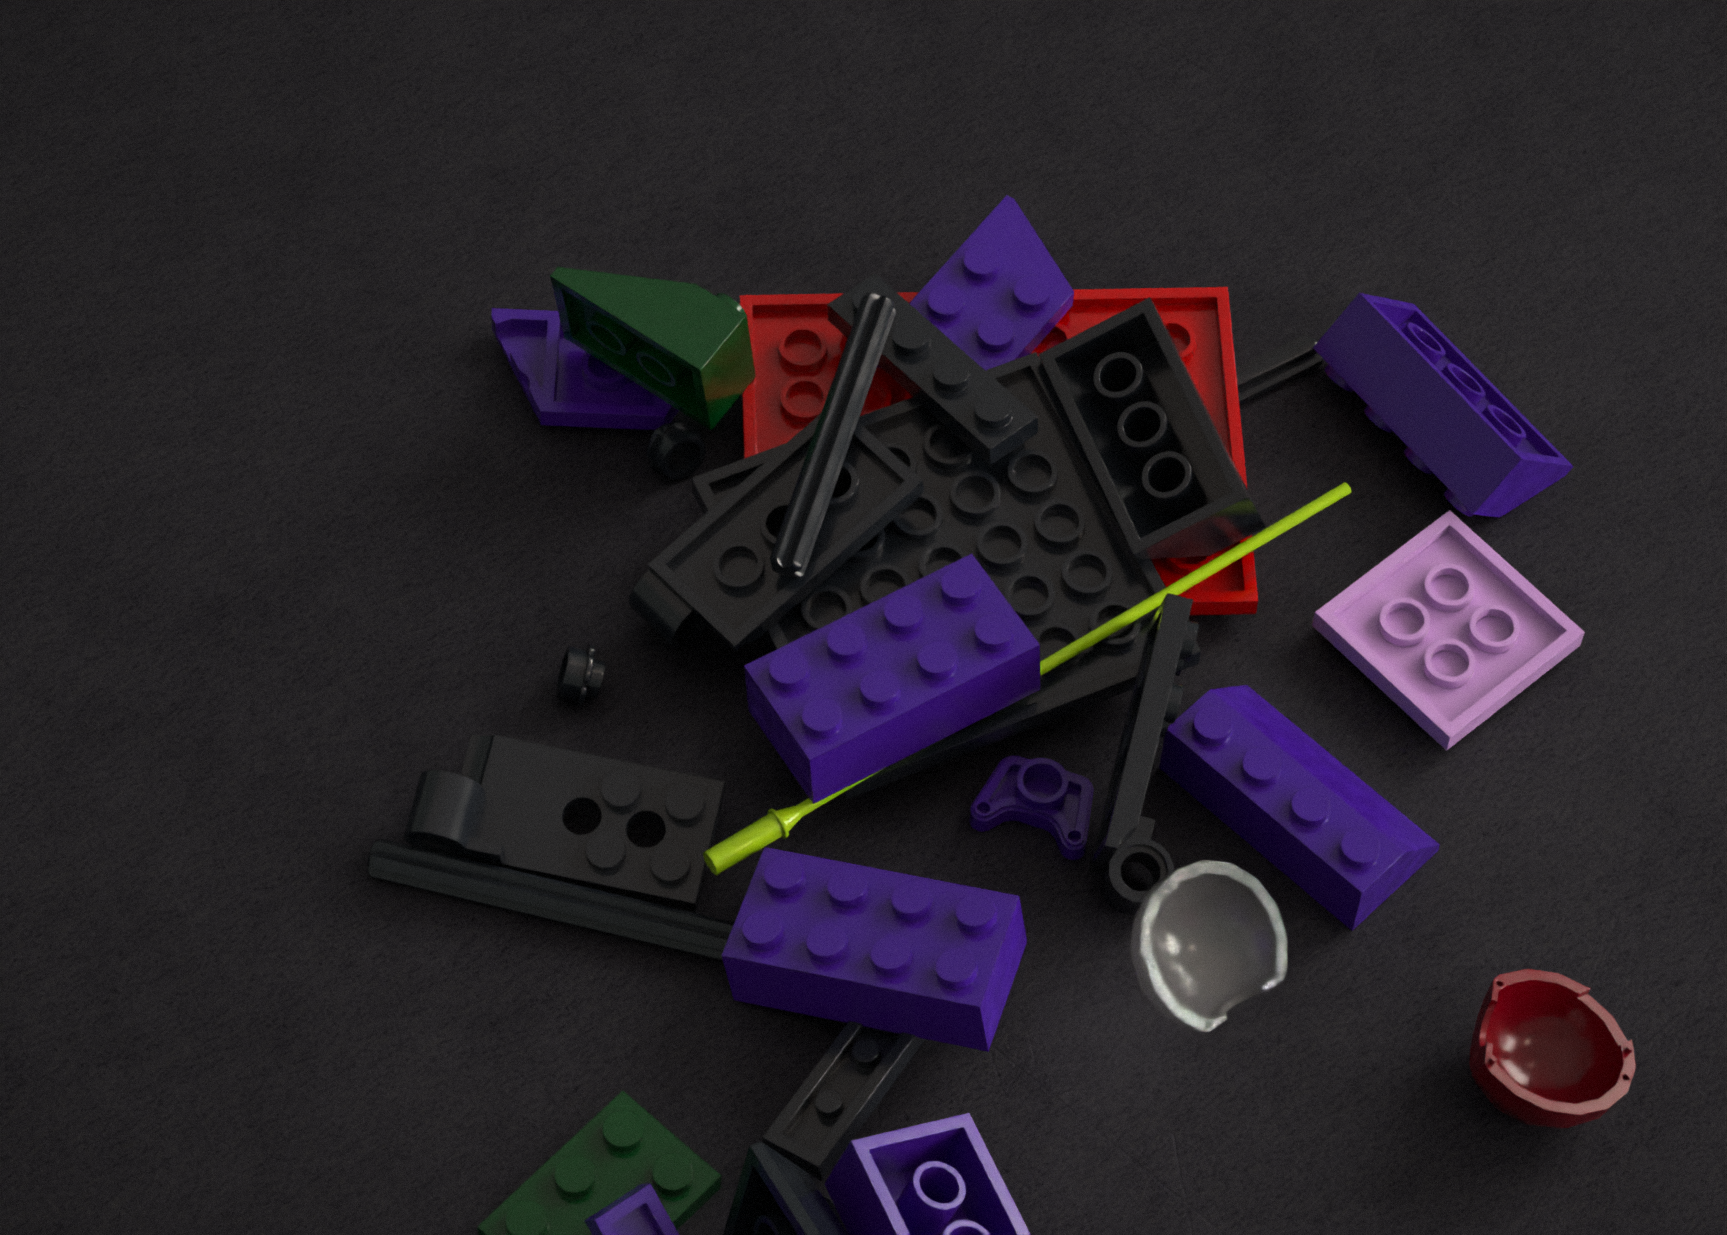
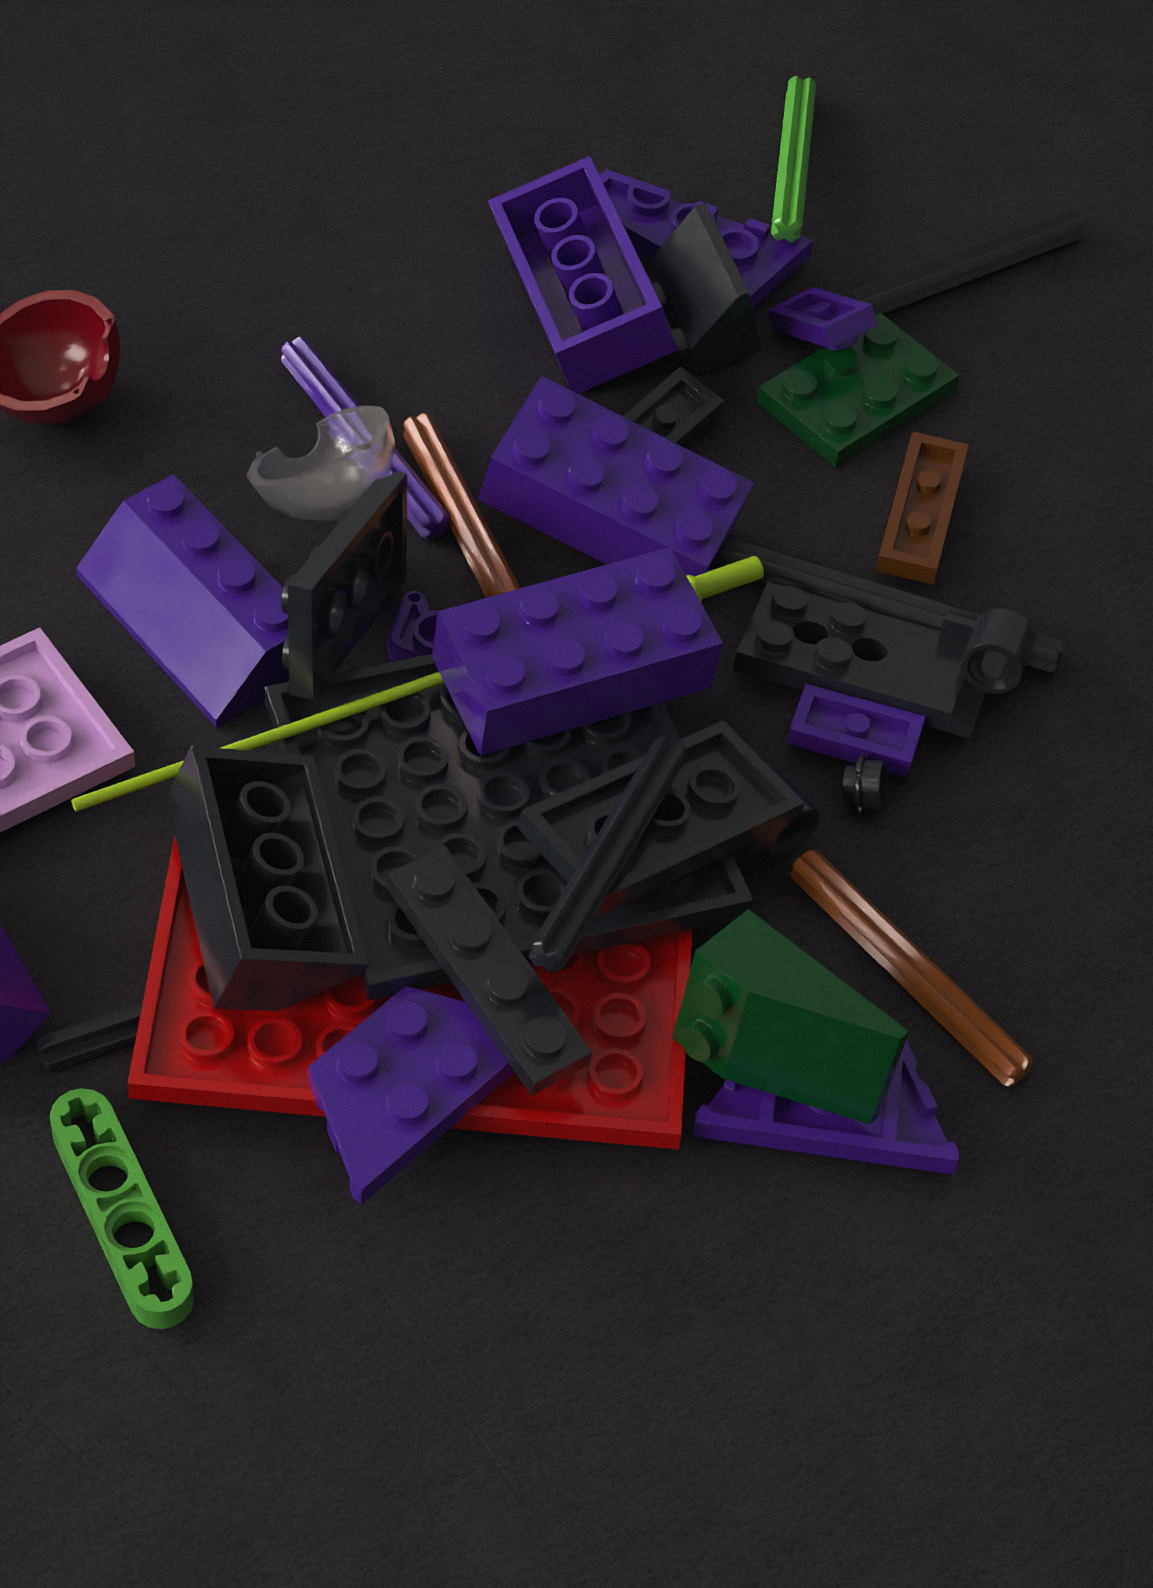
camera: 175 degrees left, 5 degrees down
(522, 1025) = (922, 508): none -> reddish brown plate
(531, 498) = (912, 968): none -> dark orange axle
(594, 726) = (854, 727): none -> dark purple plate
(1041, 957) = (456, 498): none -> dark orange axle
(1175, 1055) = (332, 396): none -> dark purple axle
(1201, 229) = (126, 1204): none -> bright green beam

